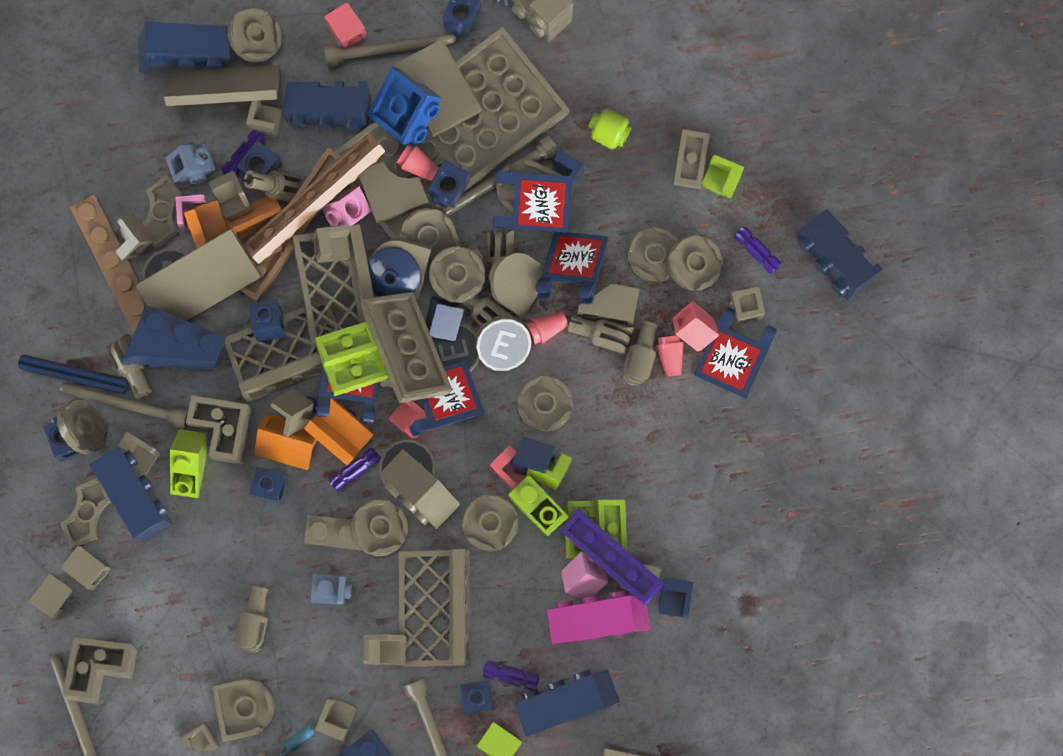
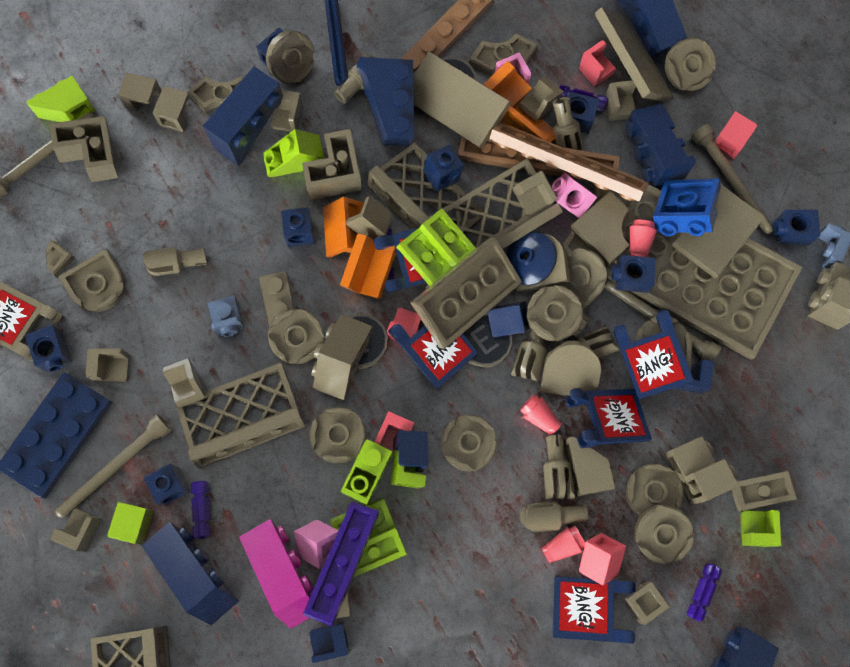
camera: 65 degrees right, 5 degrees down
(31, 680) = (61, 102): none -> lime slope
(133, 236) = (470, 40): dark tan panel -> none
(176, 416) = (330, 122): dark tan piece -> none
(190, 163) = (554, 56): sand blue brick -> none
(215, 125) = (596, 65): none -> coral panel
(299, 738) = (82, 340): medium azure piece -> none
(354, 469) = (341, 295): dark purple axle -> none
(503, 343) = (508, 380): tile -> none
(609, 128) = (755, 401): lime head -> none
(653, 207) = (699, 472): none -> dark tan brick

